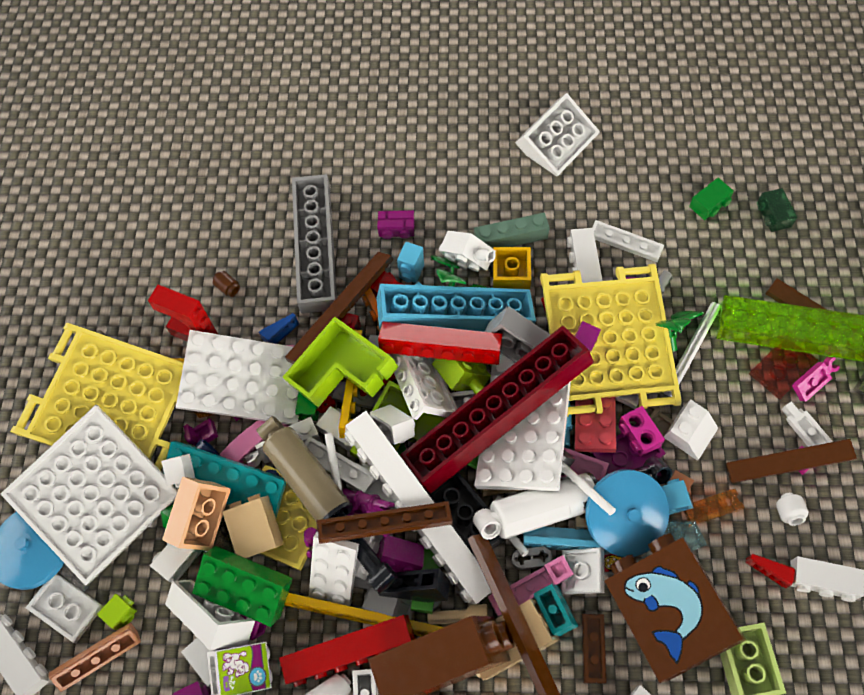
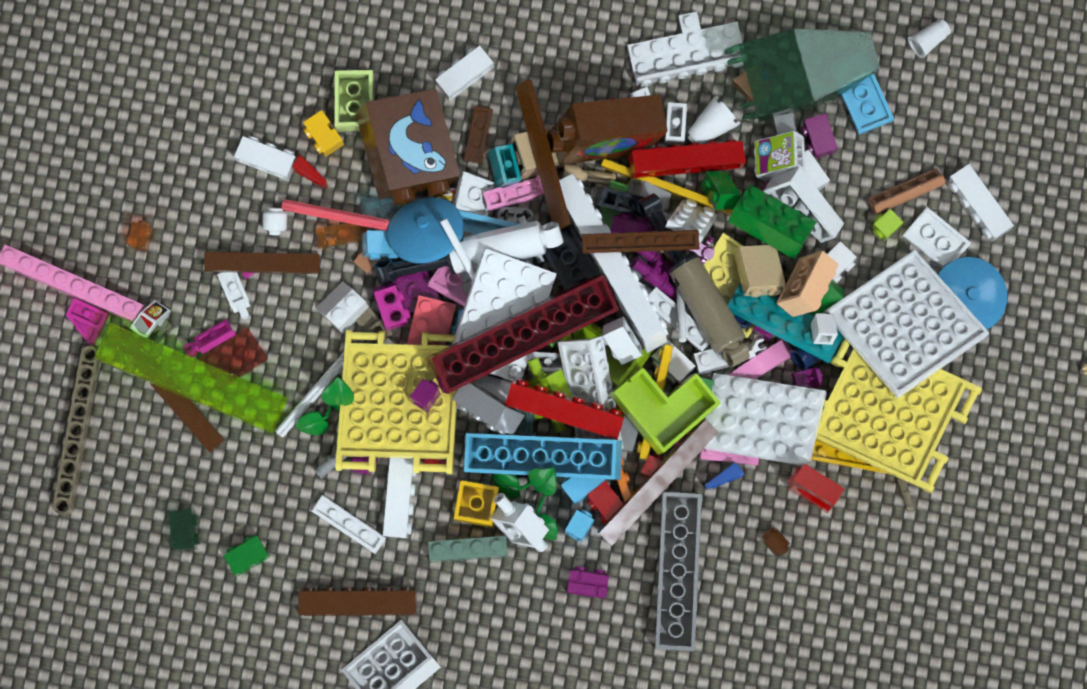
camera: 170 degrees left, 15 degrees up
(305, 617) = (720, 190): none -> green brick
(600, 178) = (357, 602): none -> reddish brown brick
(729, 523) = (336, 215): none -> coral axle
(778, 621) = (319, 129): none -> yellow brick

